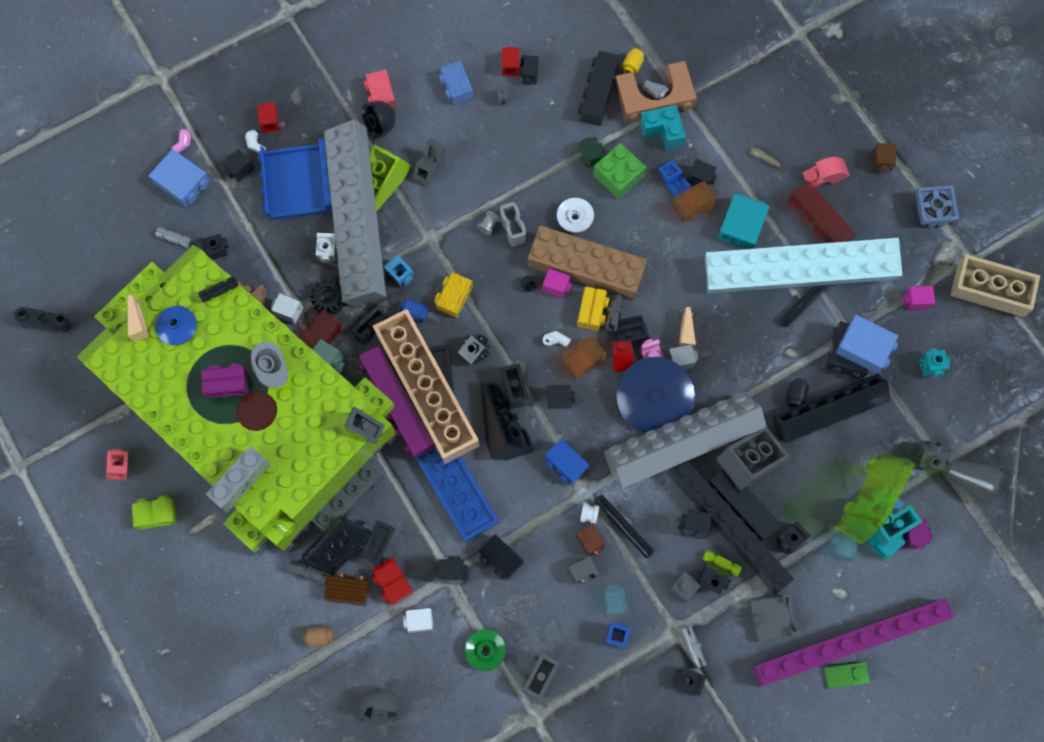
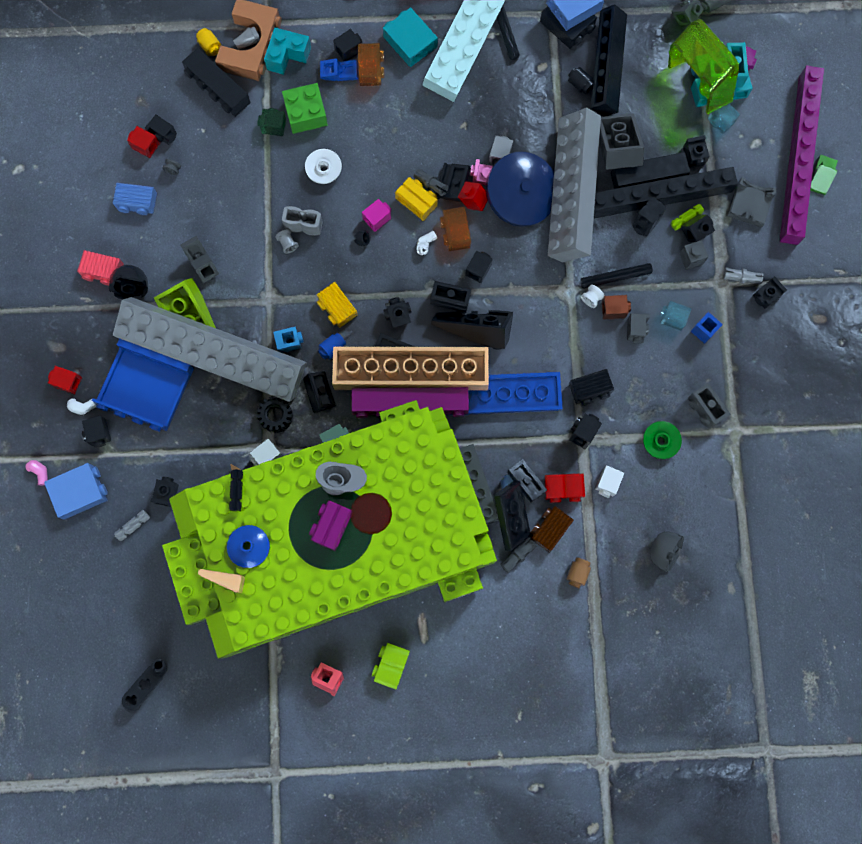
camera: 65 degrees left, 5 degrees up
(238, 479) = (431, 556): light grey brick -> none
(323, 327) = (303, 432): clear red brick -> none
(329, 254) = (220, 387): white brick -> none
(364, 425) = (440, 424): dark grey slope -> none
(566, 462) = (540, 290): blue brick -> none
(587, 262) = (372, 179): medium nougat brick -> none
(687, 330) = (480, 134): light nougat slope -> none

